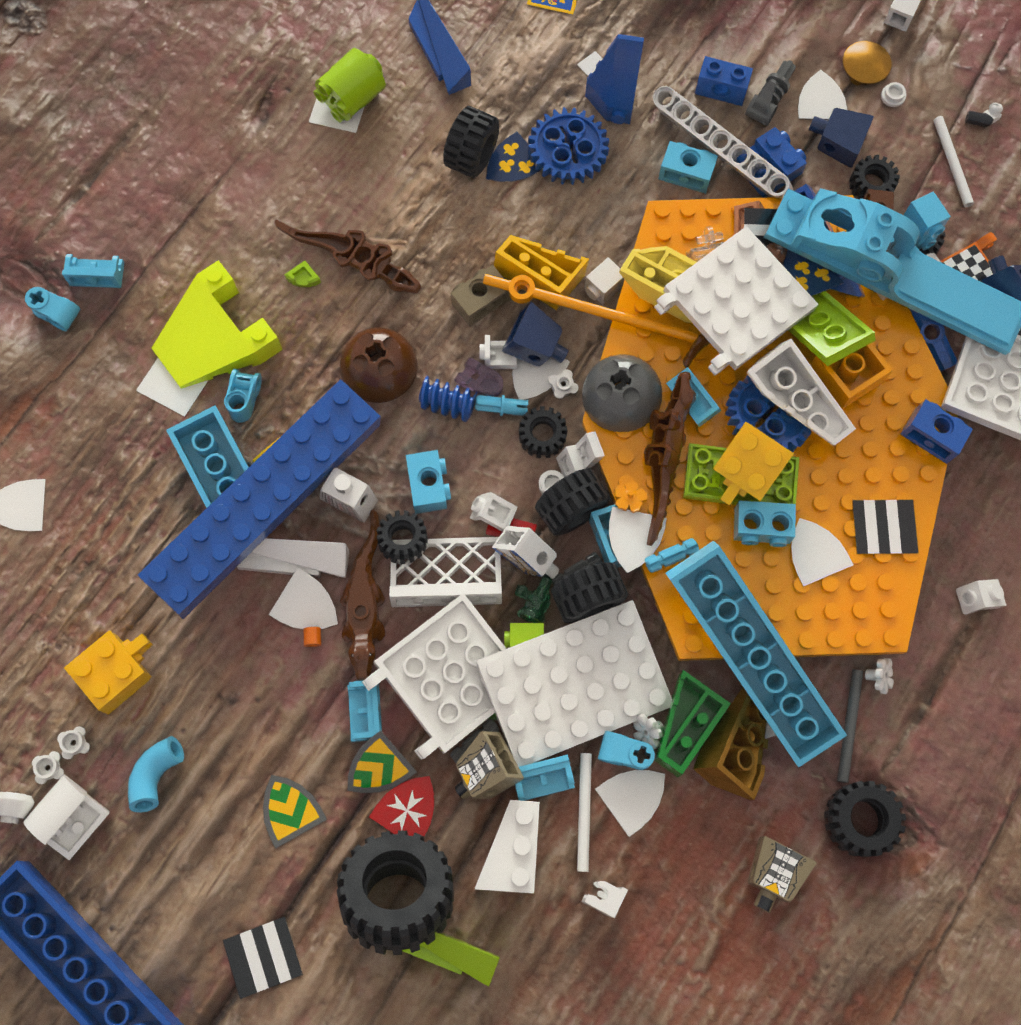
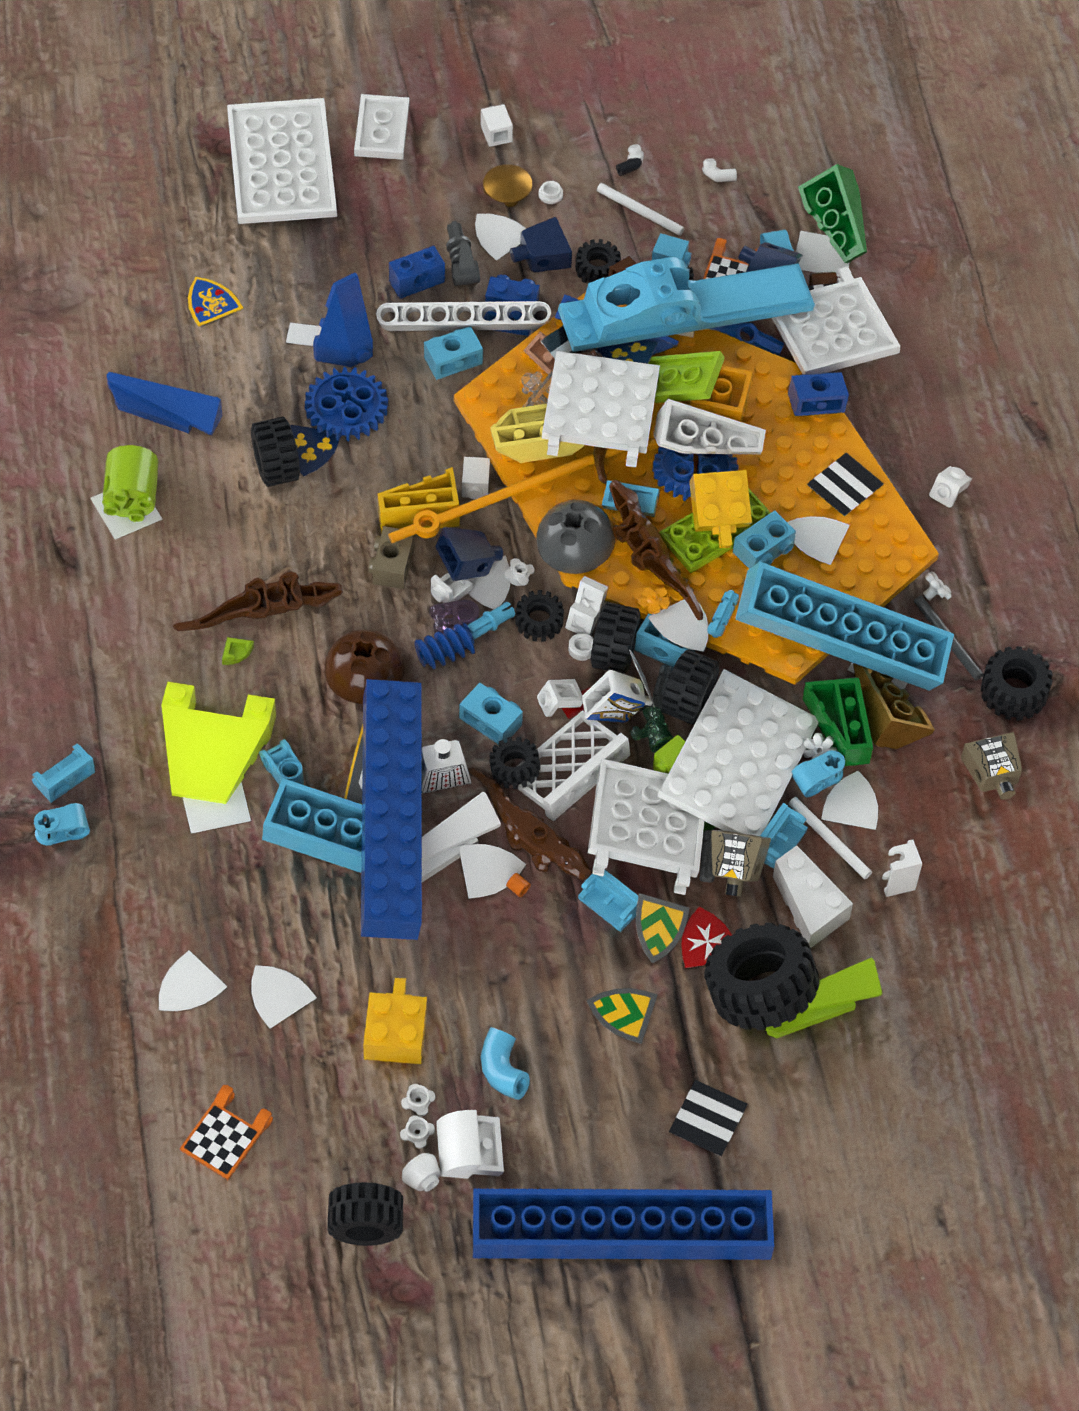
camera: 45 degrees left, 15 degrees down
(68, 568) = (278, 994): none -> white sticker
(562, 551) = (642, 676): none -> white sticker

